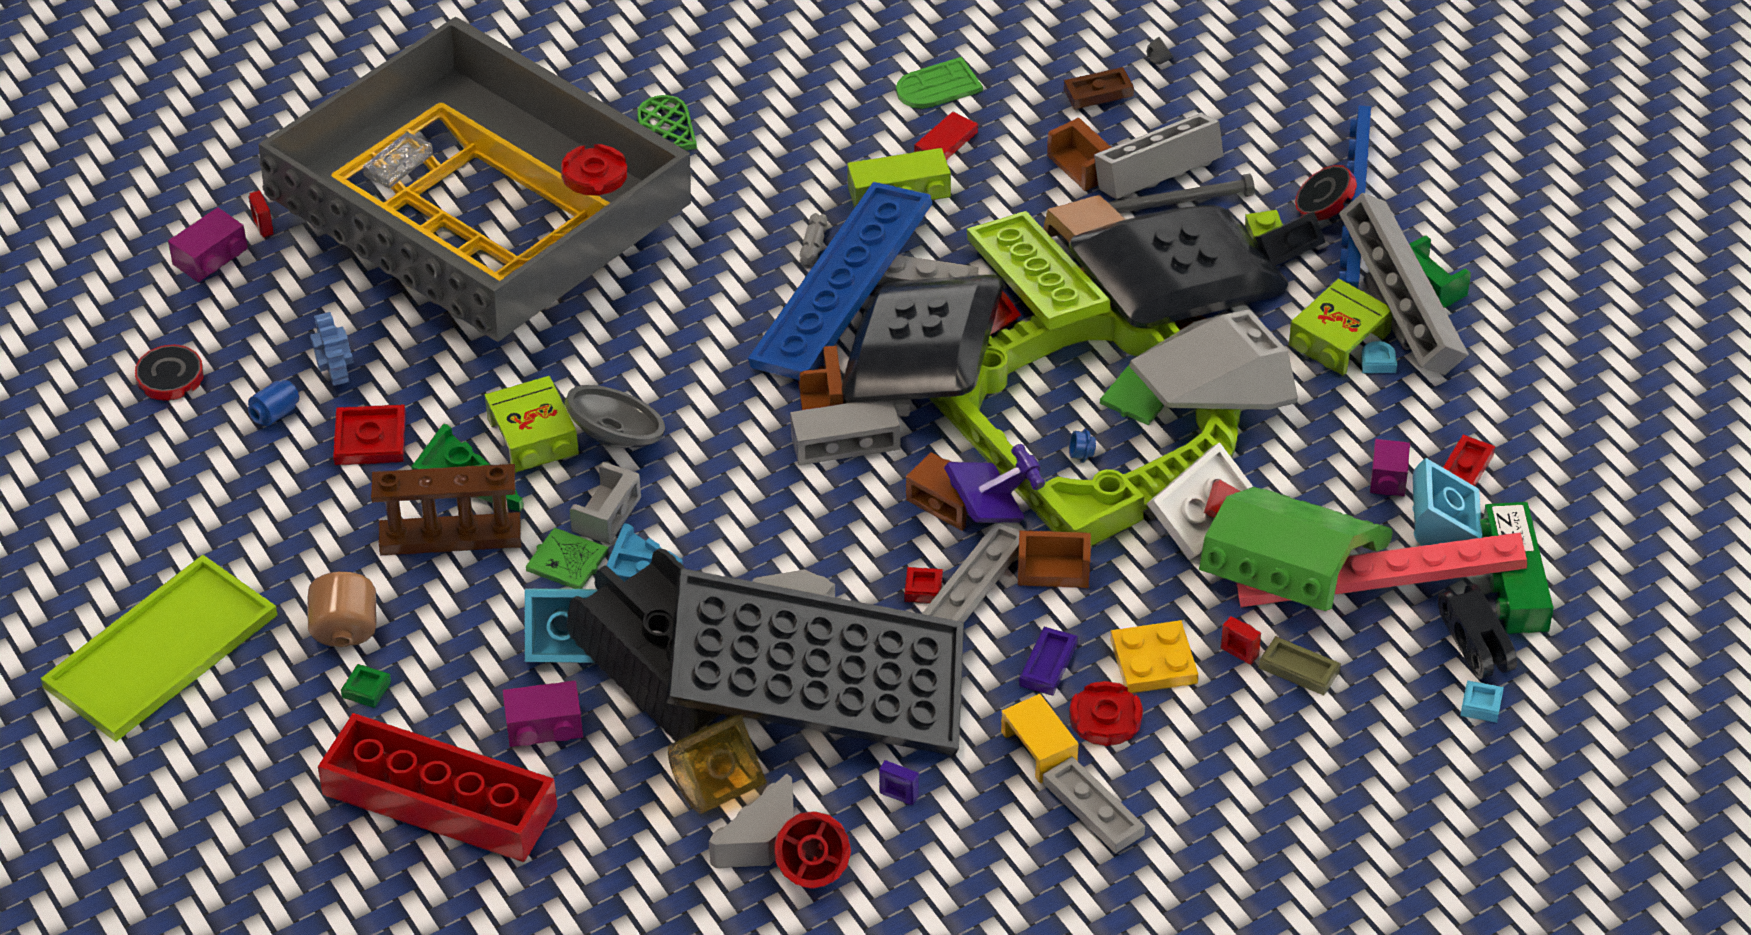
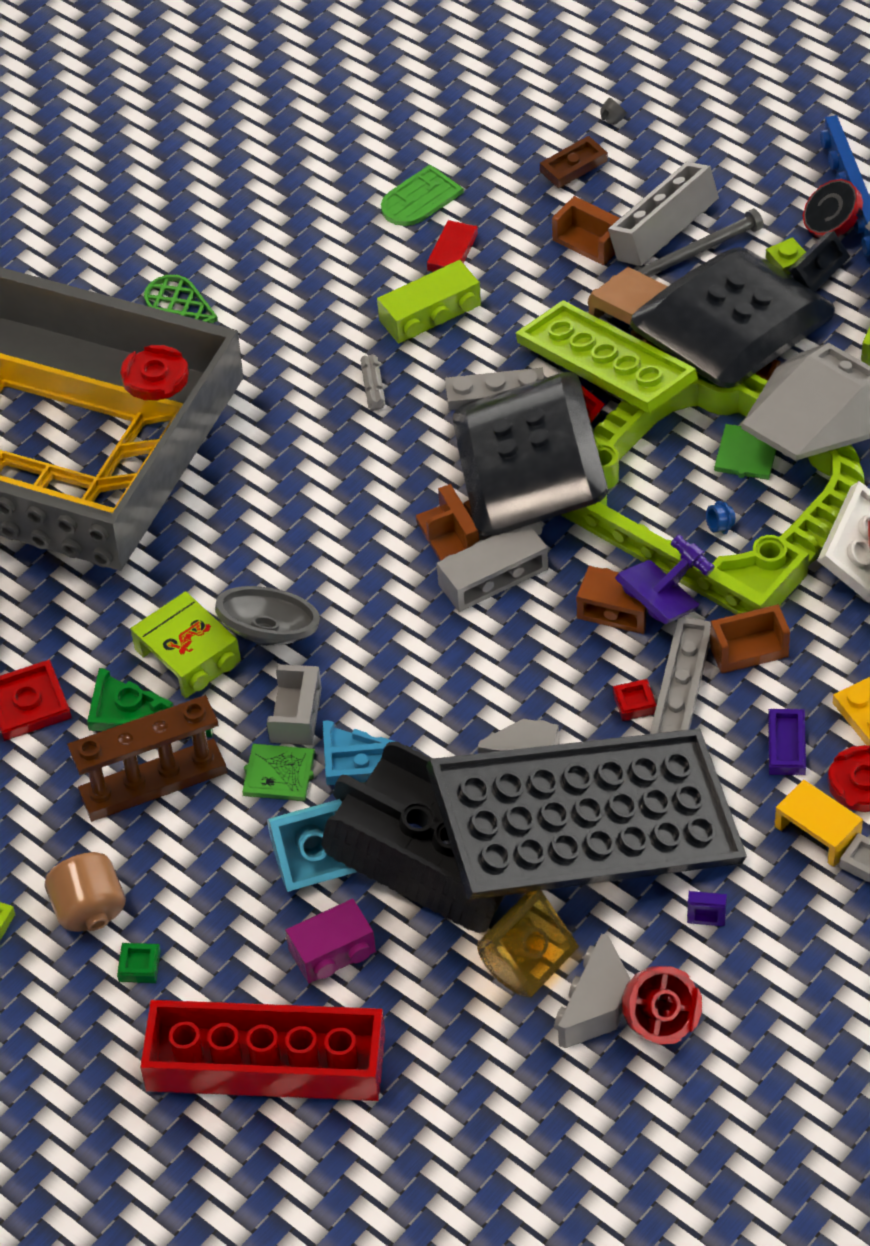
camera: 15 degrees left, 5 degrees up
(840, 280) = (422, 418): blue plate -> none

